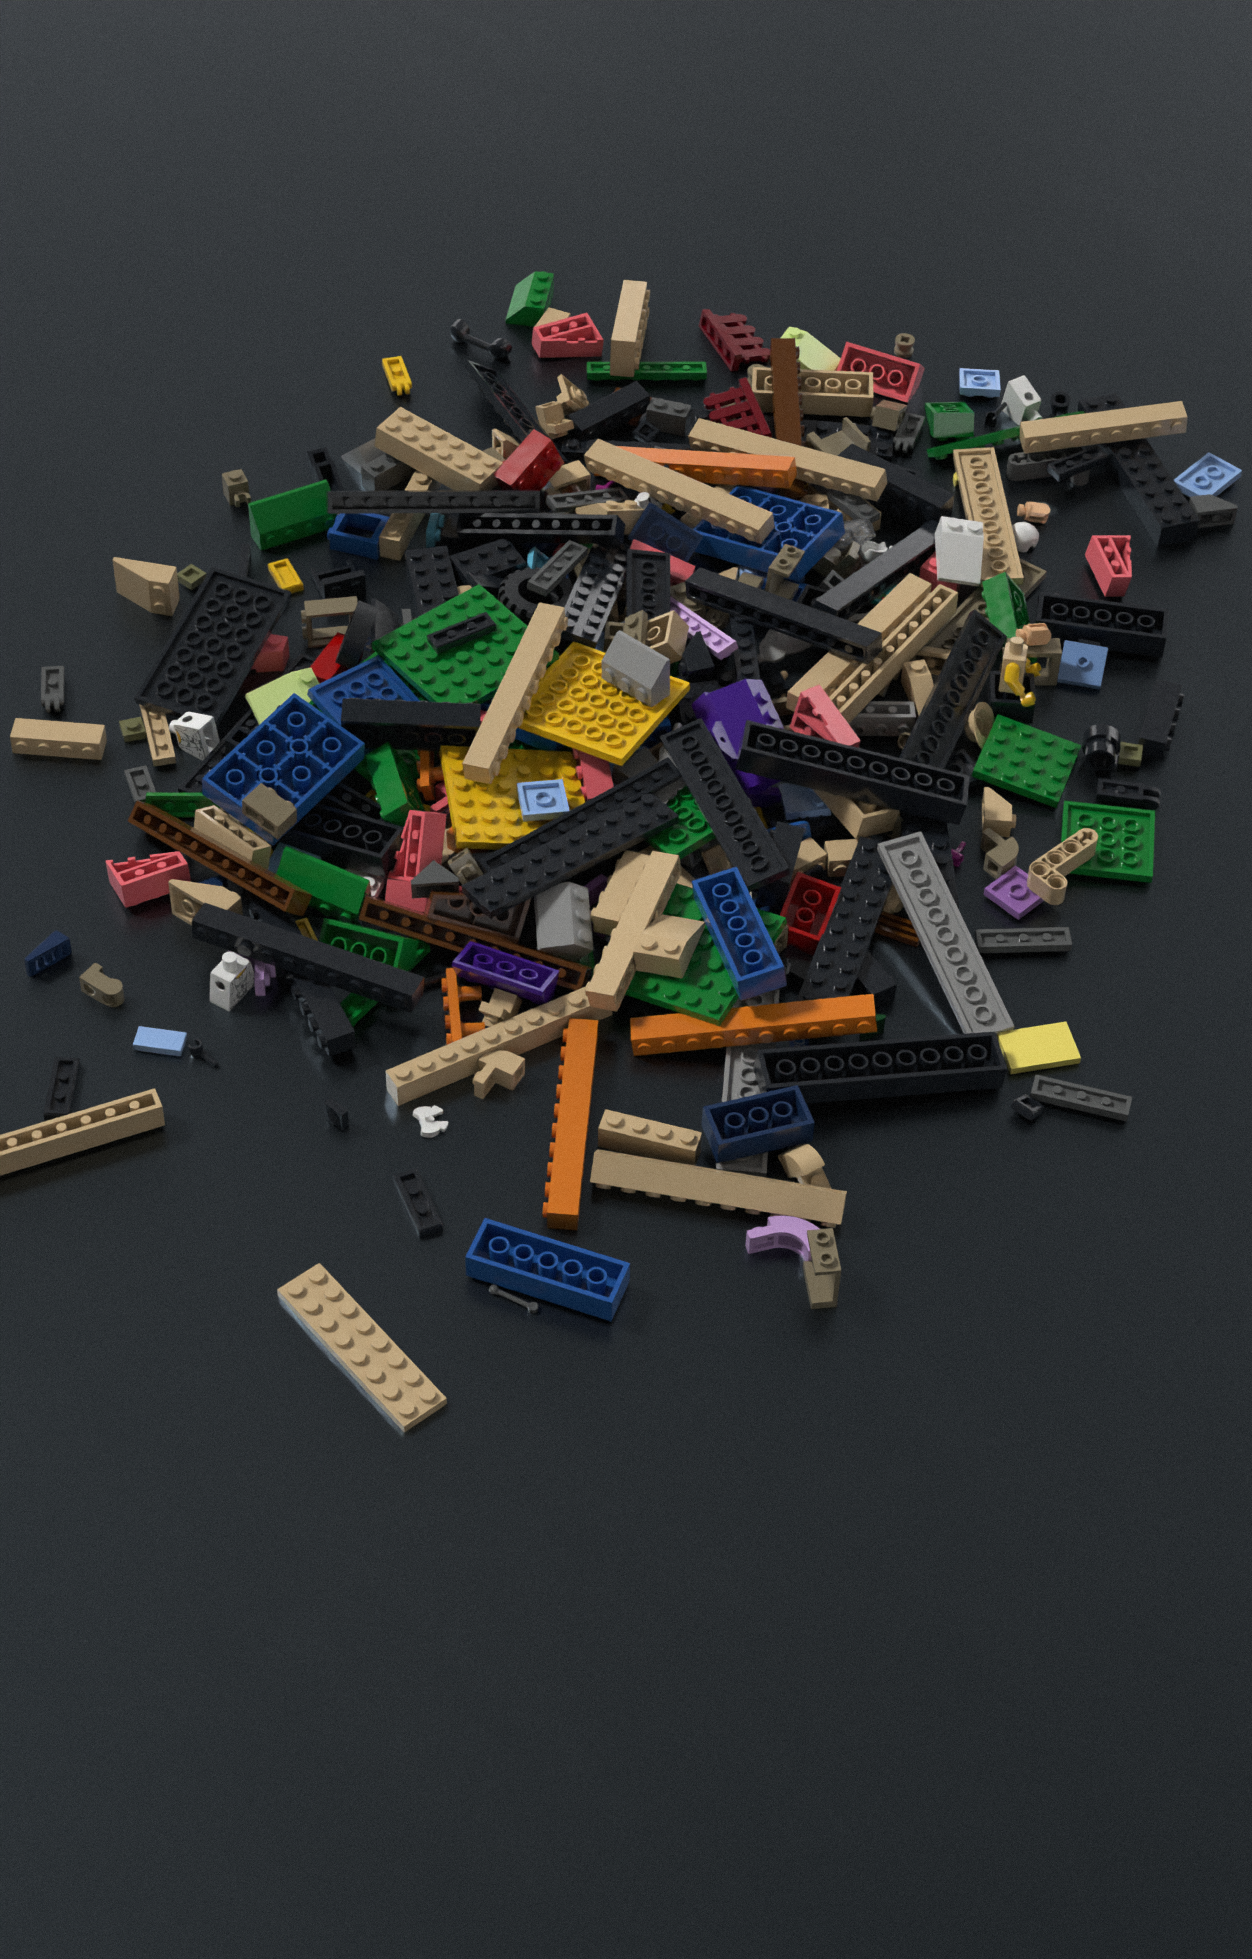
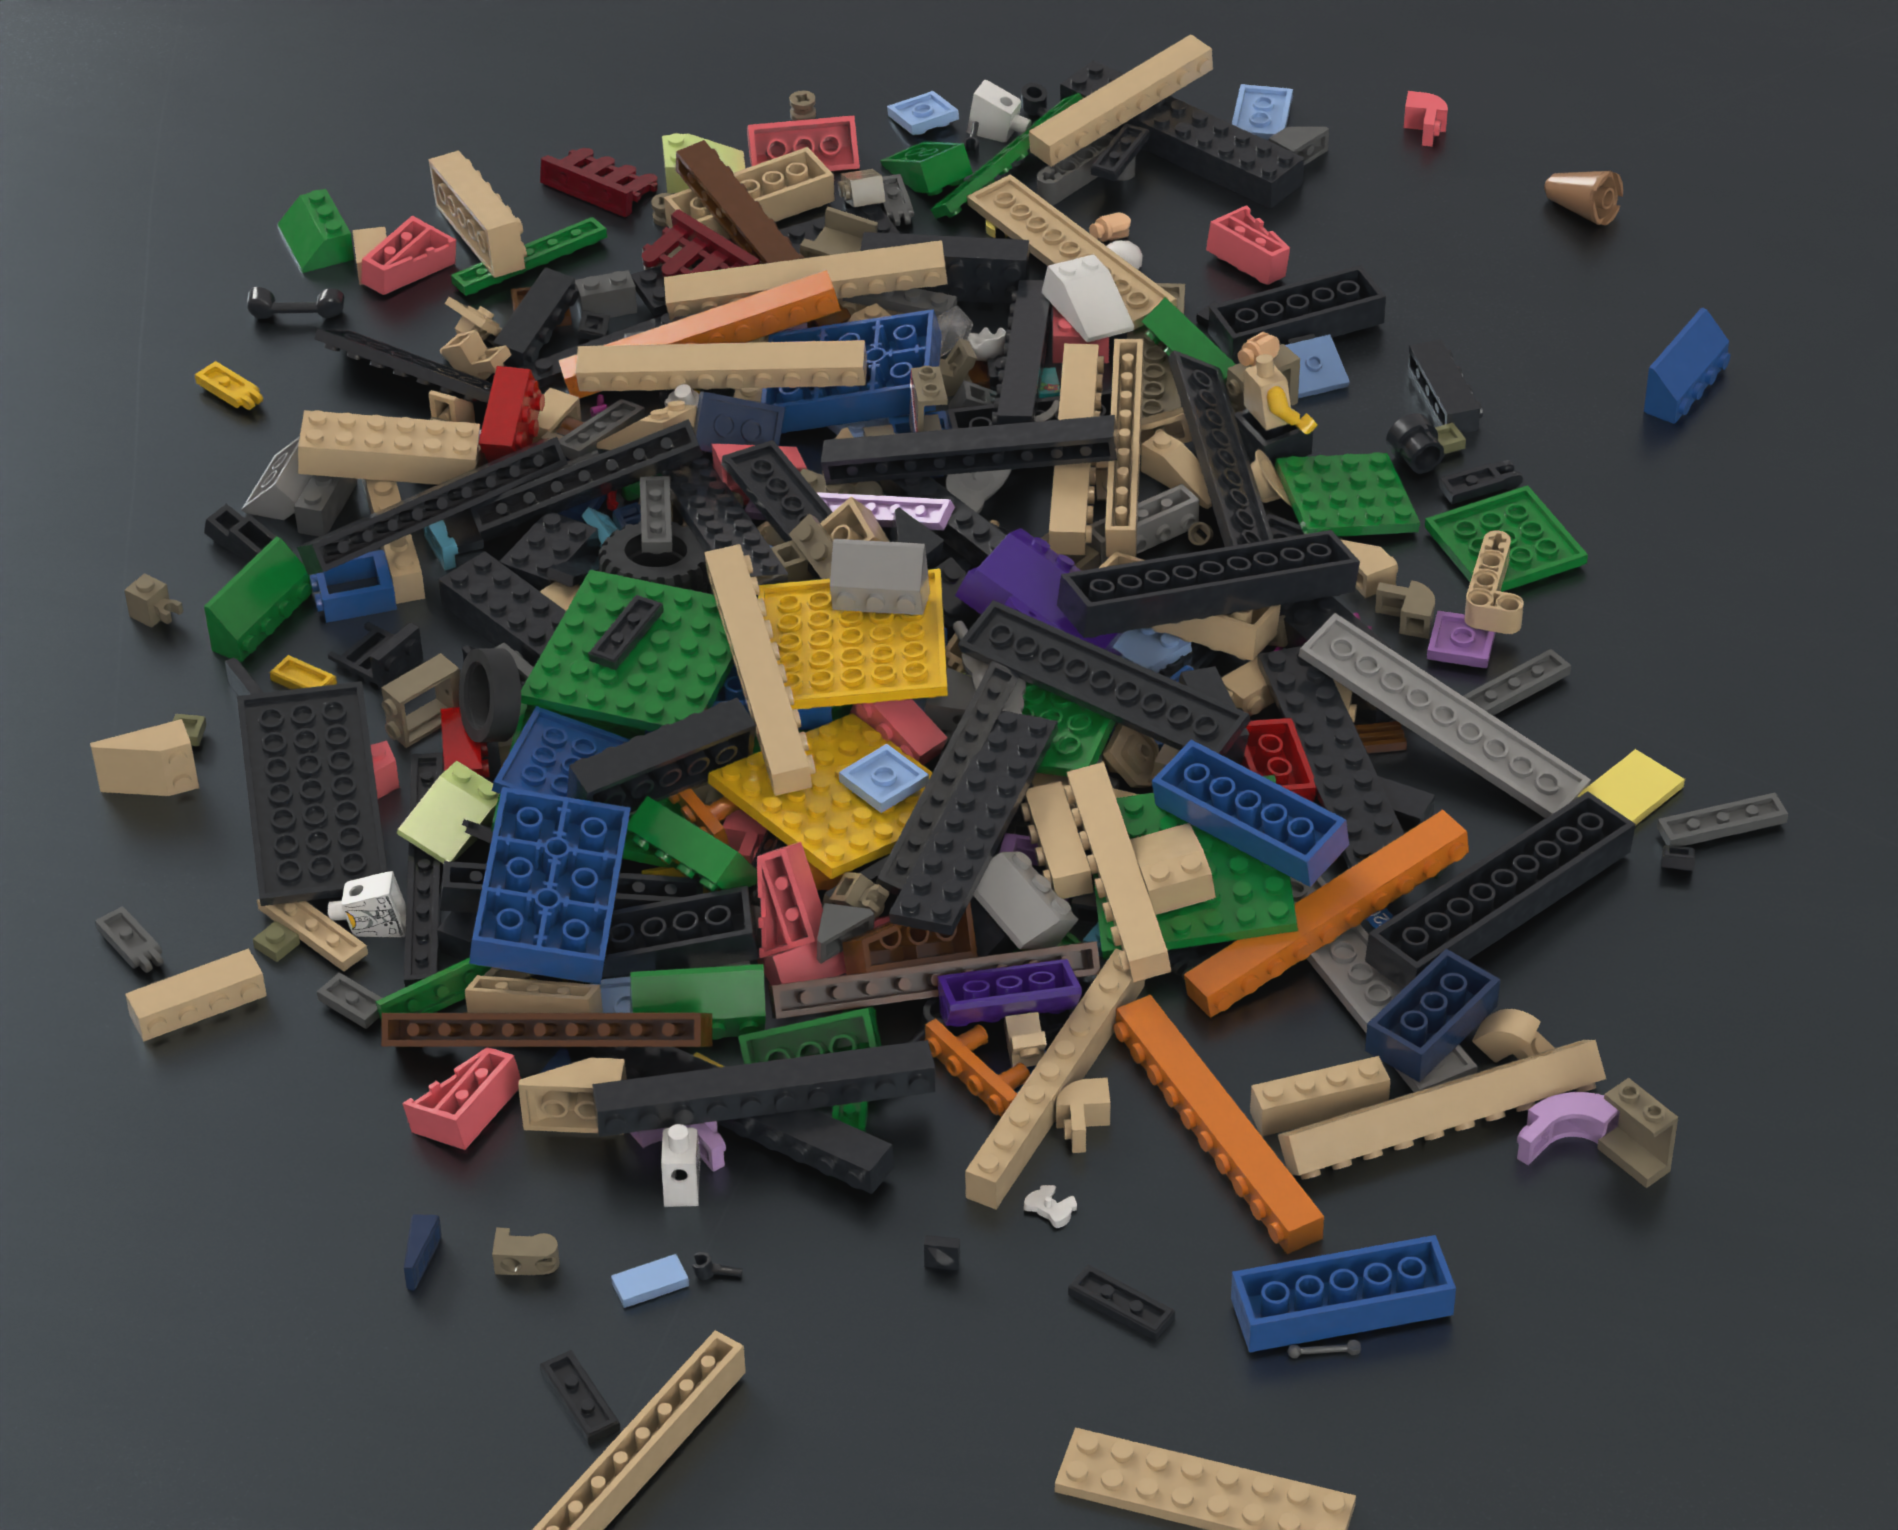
camera: 30 degrees left, 5 degrees down
(269, 810) = (589, 937): dark tan brick -> none
(820, 718) = (1123, 540): coral wedge -> none

